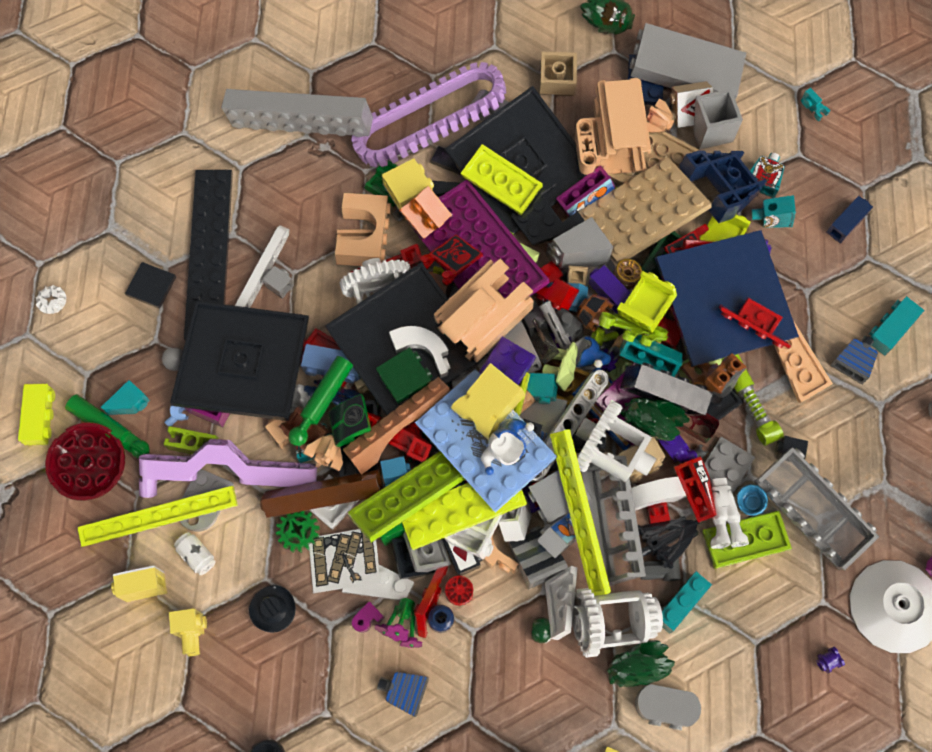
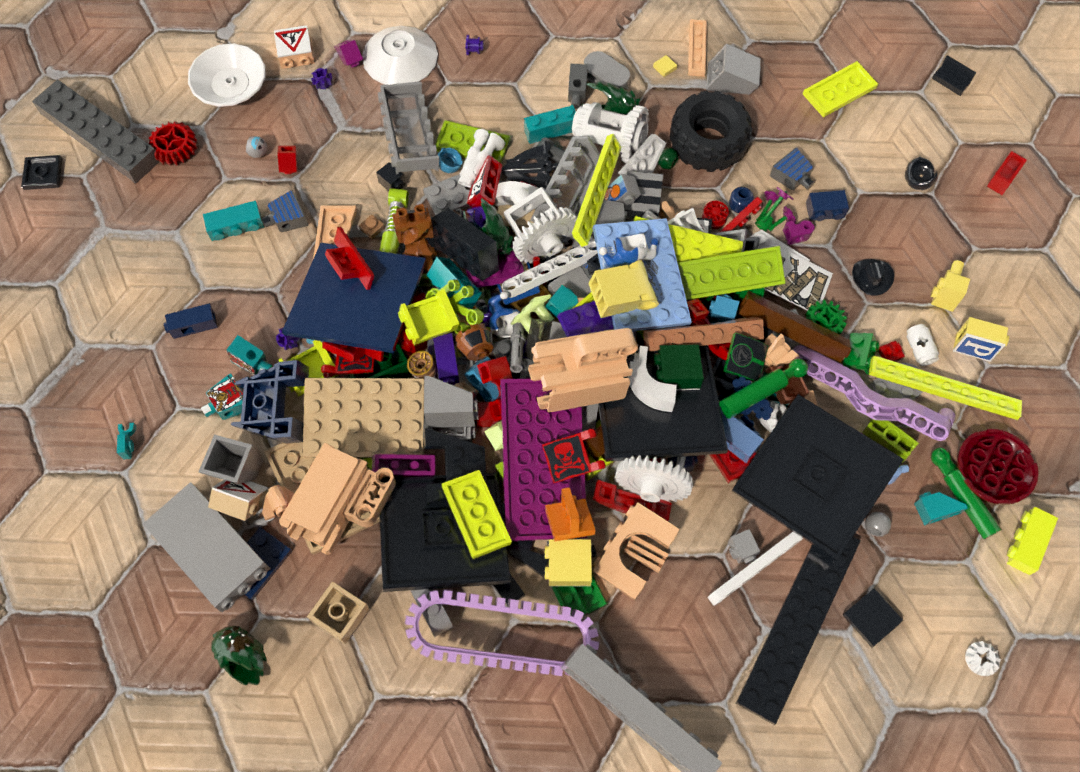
camera: 150 degrees left, 5 degrees down
(222, 533) = (891, 351): none -> red tile
(250, 517) = (862, 350): none -> green bracket
(350, 666) = (827, 205): none -> dark blue brick
(545, 673) = (714, 112): none -> black tyre
(690, 672) = (577, 84): none -> dark grey torso
(772, 394) = (371, 226): none -> medium nougat plate
(902, 412) = (287, 159): none -> red brick

